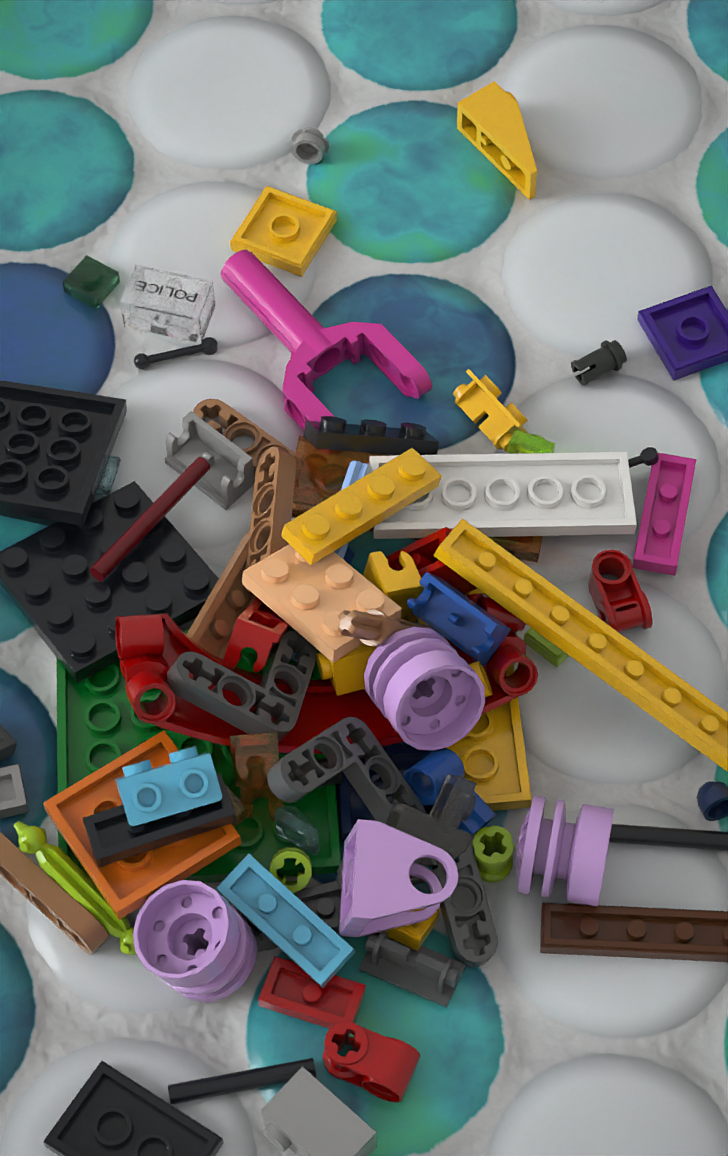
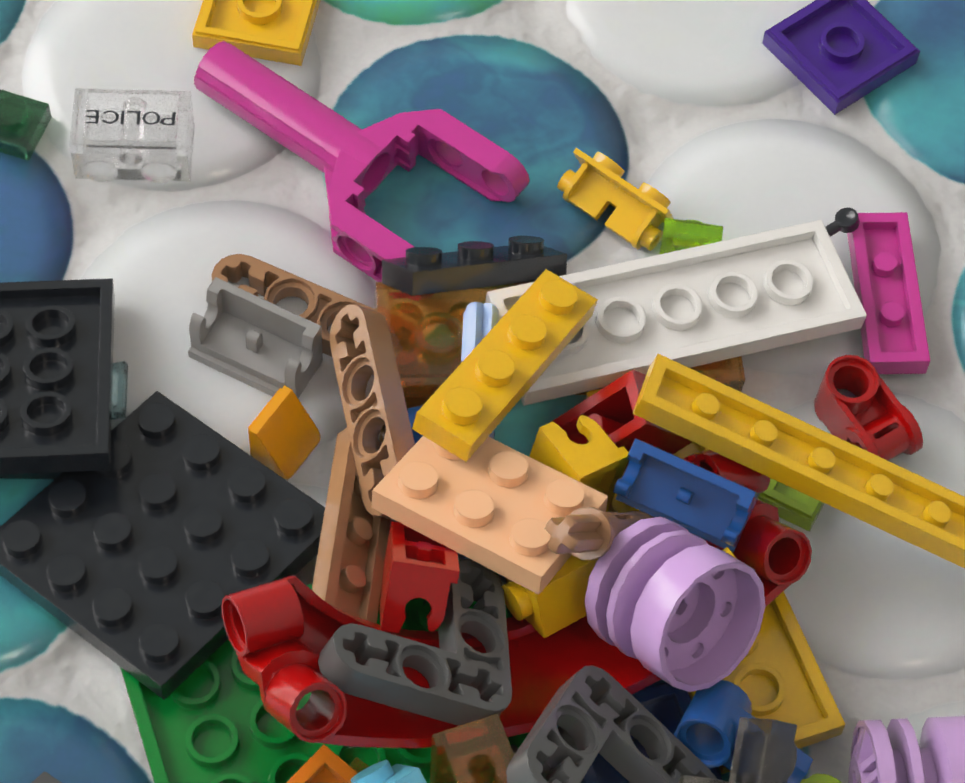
camera: 20 degrees left, 0 degrees up
(149, 519) = (201, 442): dark red bar -> none
(207, 346) = (202, 184): black hinge -> none
(209, 526) = (283, 434): none -> light orange slope
(600, 361) = (747, 98): pearl dark grey pin -> none

